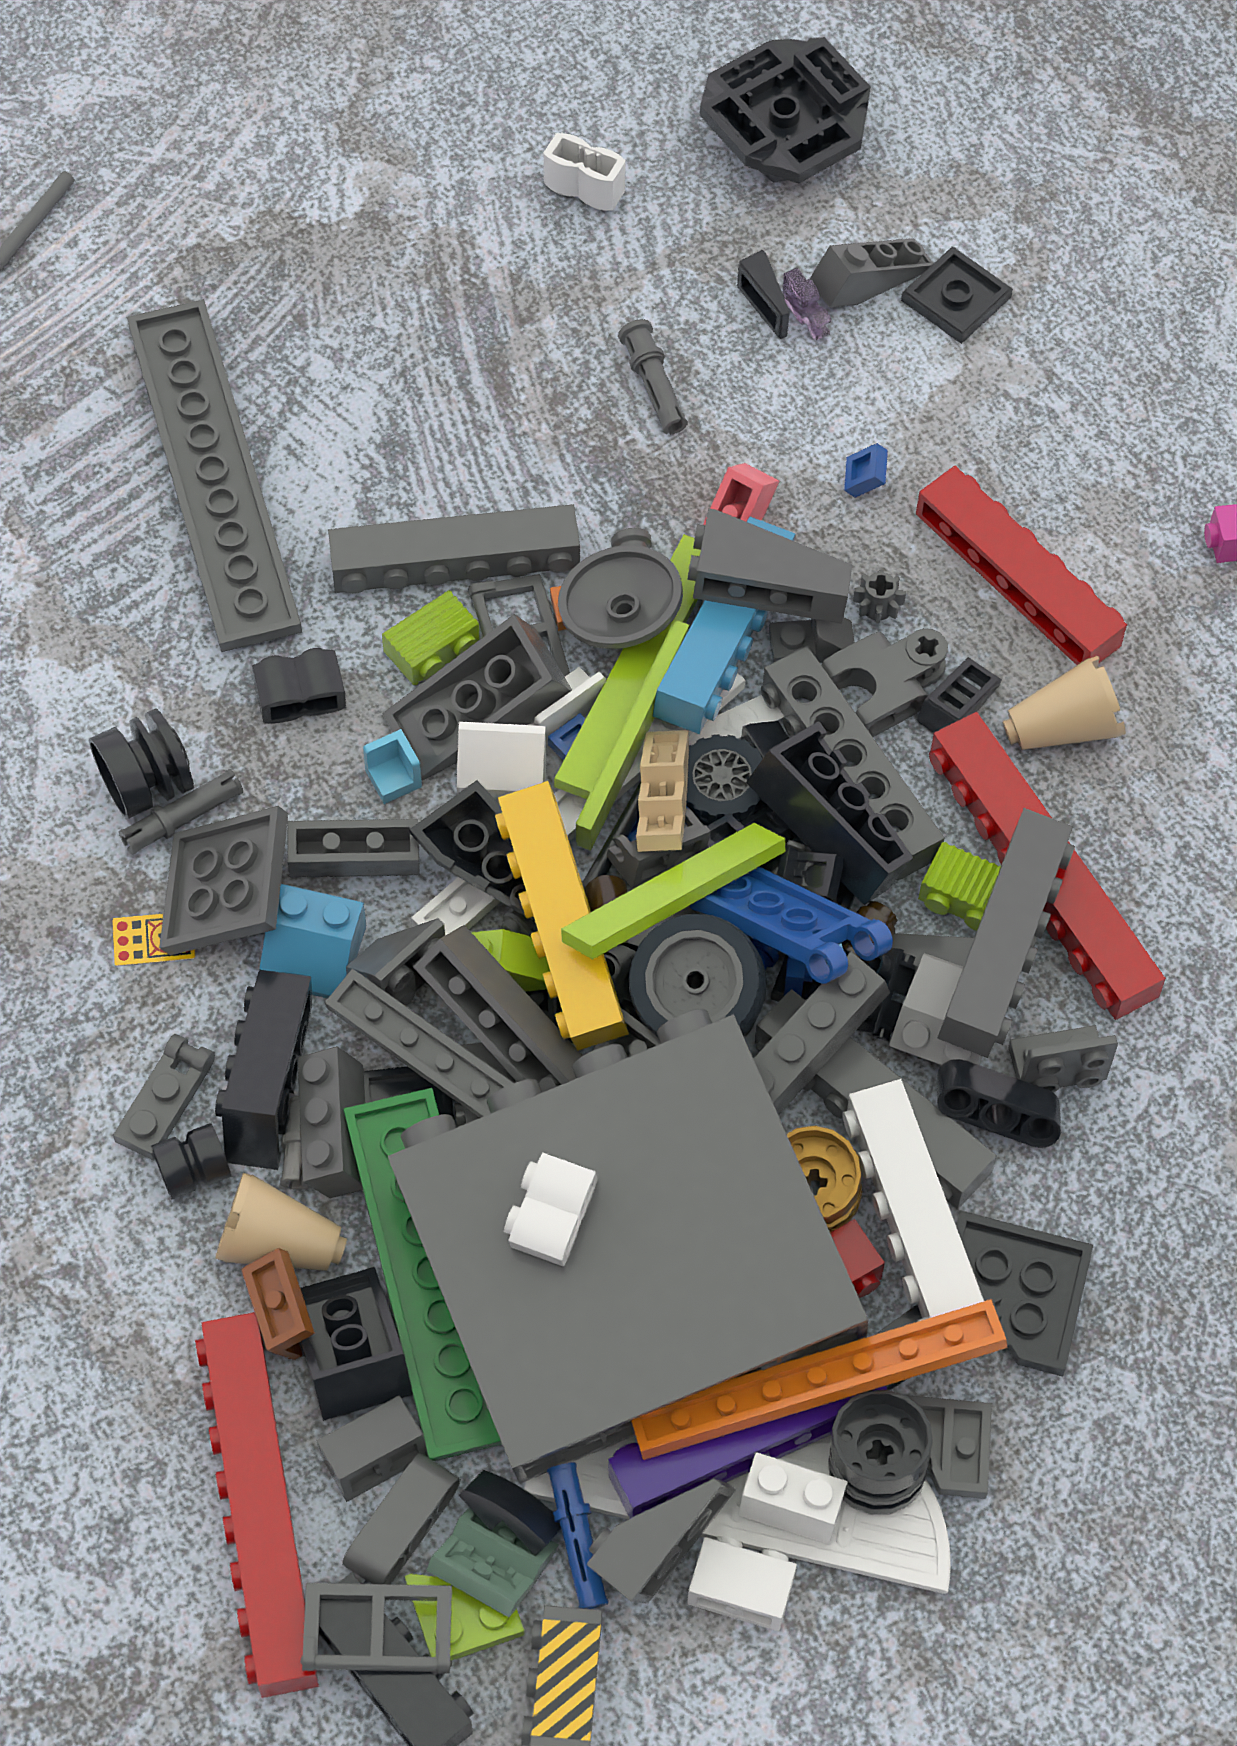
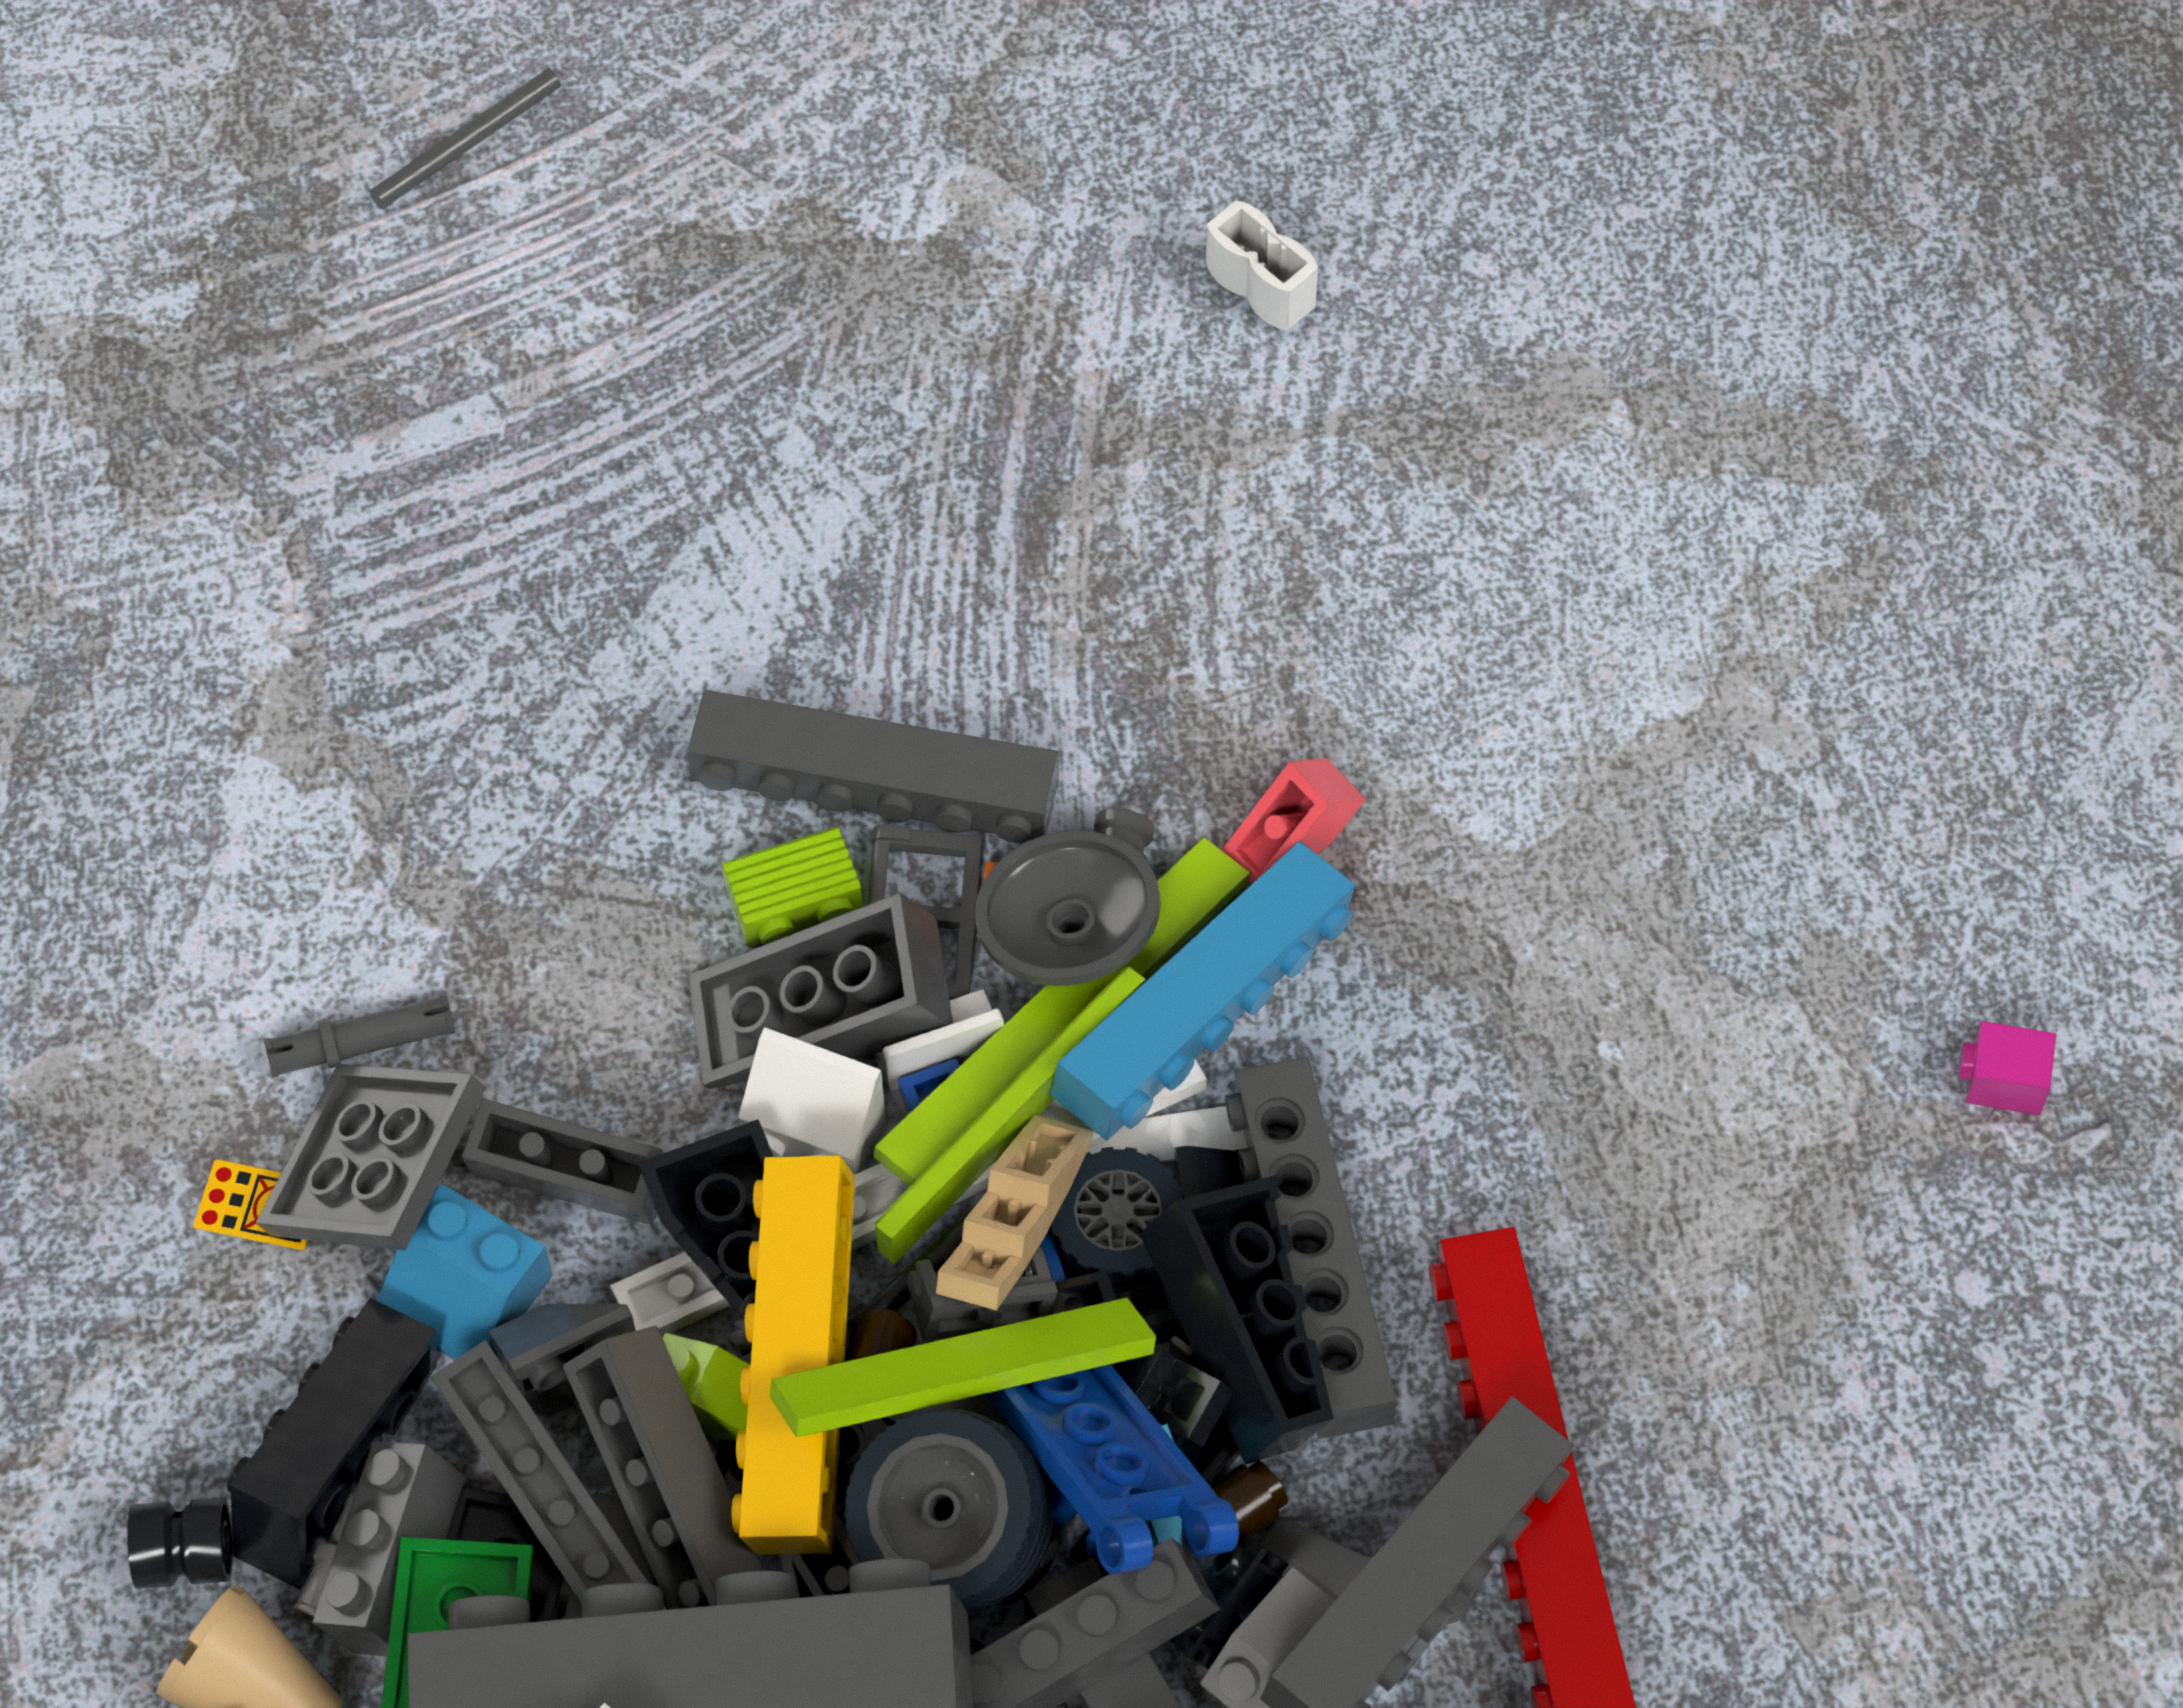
camera: 20 degrees right, 0 degrees up
(144, 762) = (323, 953): black wheel -> none
(163, 1096) = (185, 1435): dark grey plate -> none
(214, 476) = (585, 566): dark grey plate -> none
(299, 685) = (585, 902): black brick -> none
(392, 766) = (667, 1058): medium azure panel -> none
(648, 362) = (1249, 569): dark grey pin -> none
(762, 290) = (1451, 505): black slope -> none
(766, 571) = (1280, 932): slope -> none
(788, 108) = (1593, 205): black piece -> none
(802, 299) = (1505, 535): clear purple plate -> none
(820, 636) = (1341, 1047): dark grey slope -> none
(863, 270) = (1616, 519): dark grey slope -> none
(866, 470) = (1499, 818): blue plate -> none
(879, 596) = (1450, 1027): dark grey gear -> none
(890, 673) = (1422, 1133): piece -> none
(938, 713) = (1470, 1211): black slope -> none
(956, 294) = (1734, 591): black tile -> none
(958, 884) = (1390, 1468): lime brick -> none
(1020, 567) = (1668, 1030): brick -> none
(1067, 710) = (1649, 1263): tan cone -> none

